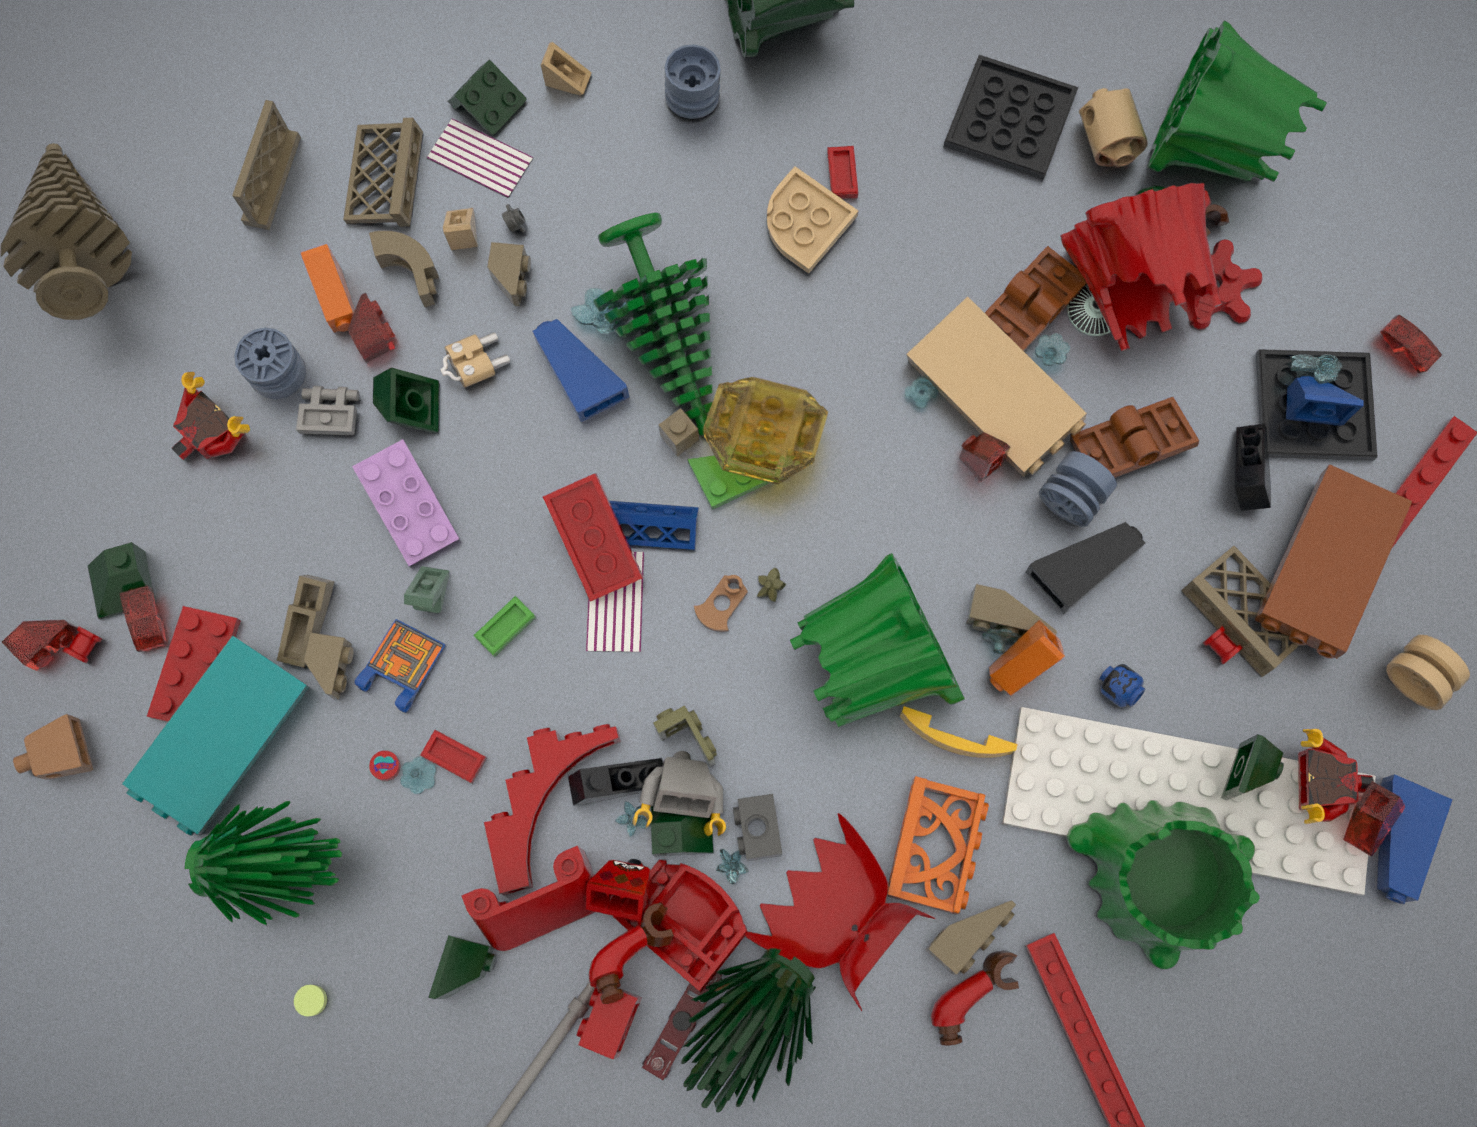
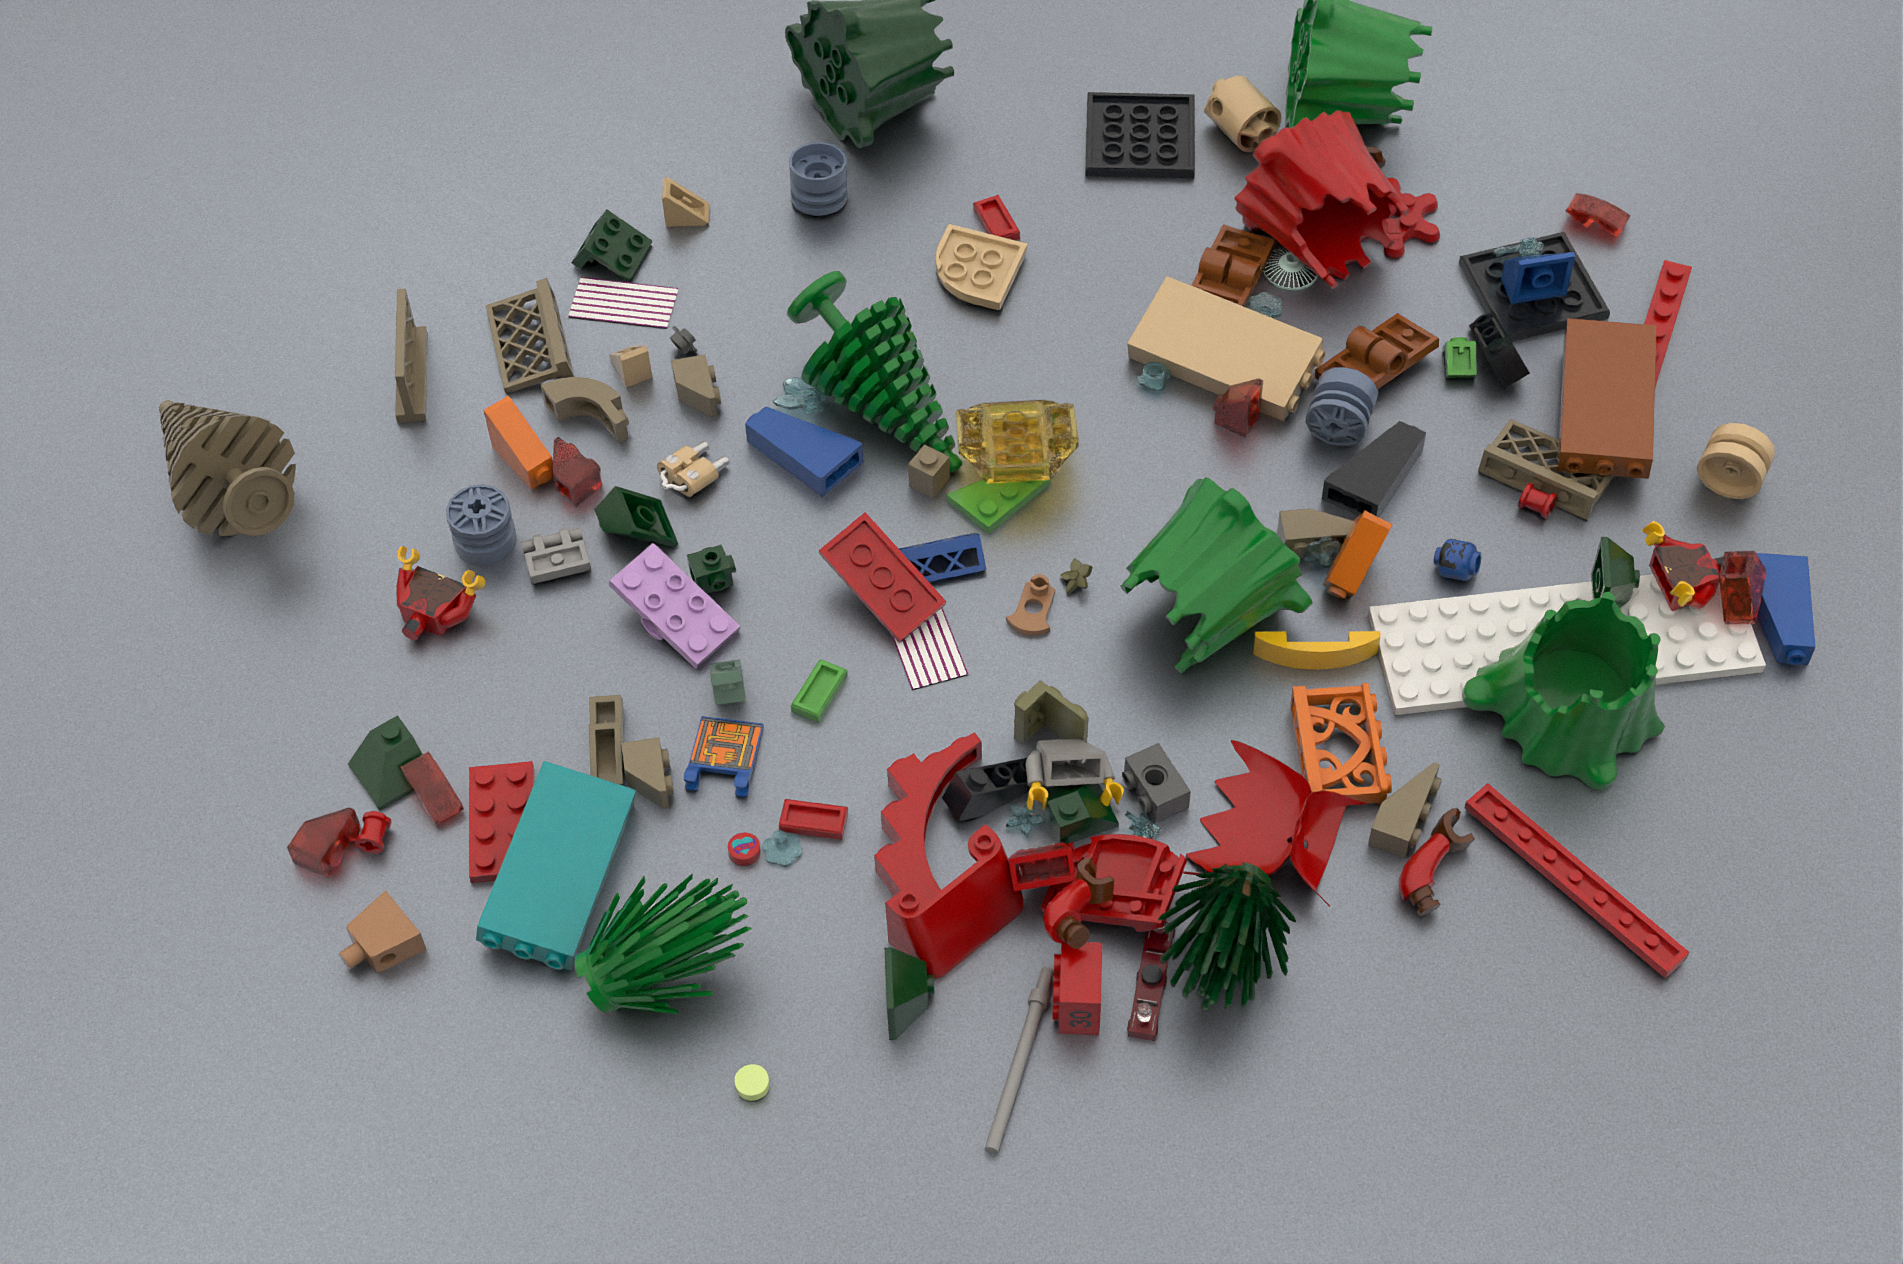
camera: 20 degrees left, 20 degrees down
(451, 474) = (711, 568): none -> dark green brick
(1212, 465) = (1460, 358): none -> bright green bracket

